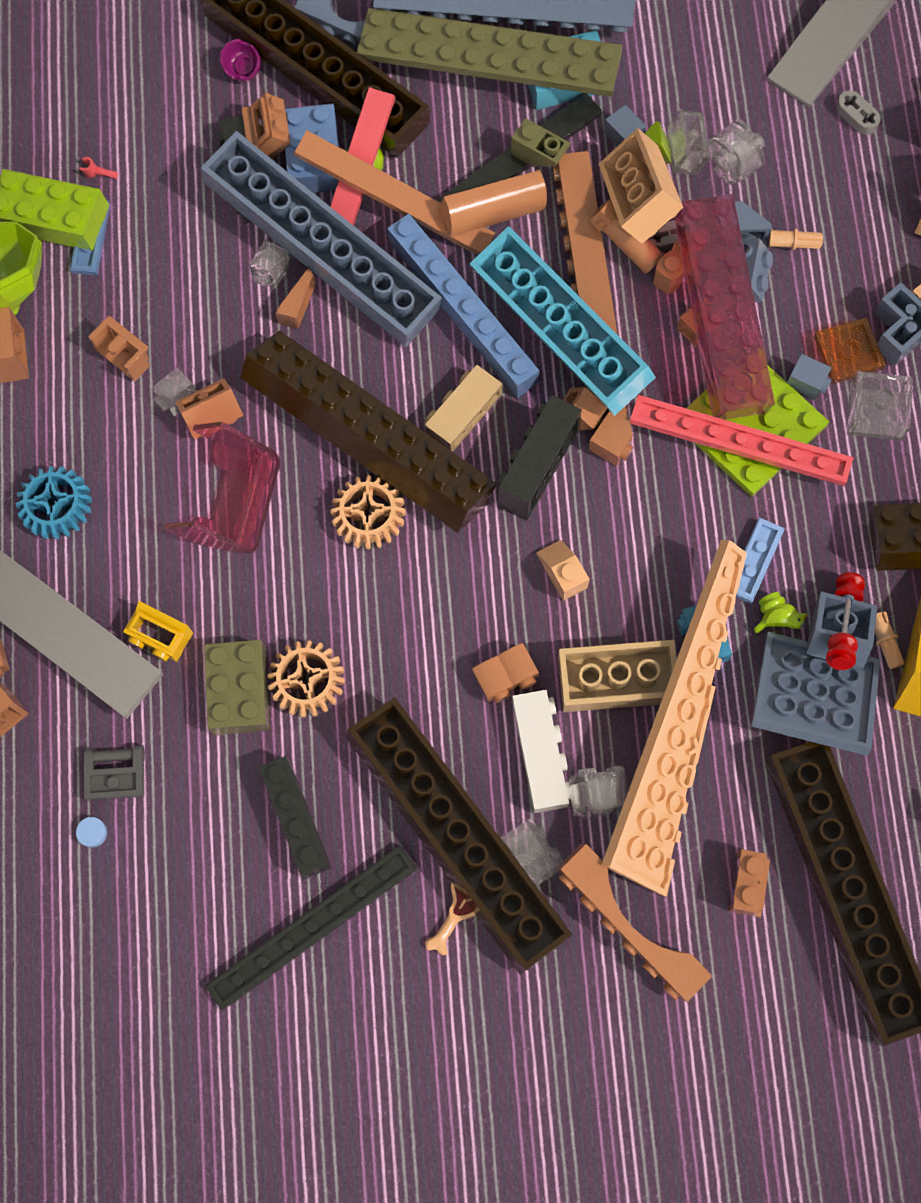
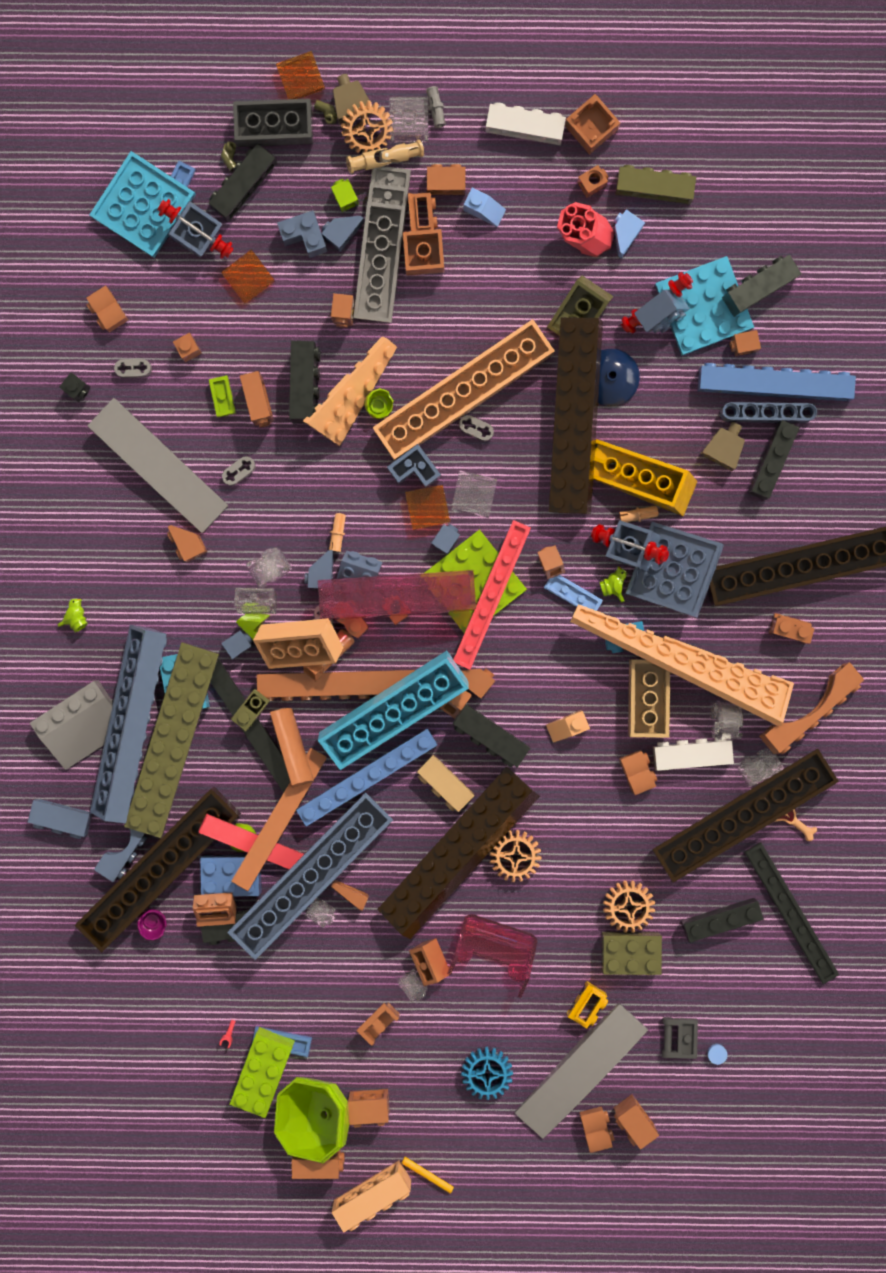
camera: 90 degrees left, 15 degrees up
(749, 60) = (188, 543): none -> nougat slope
(798, 520) = (551, 562): none -> nougat brick

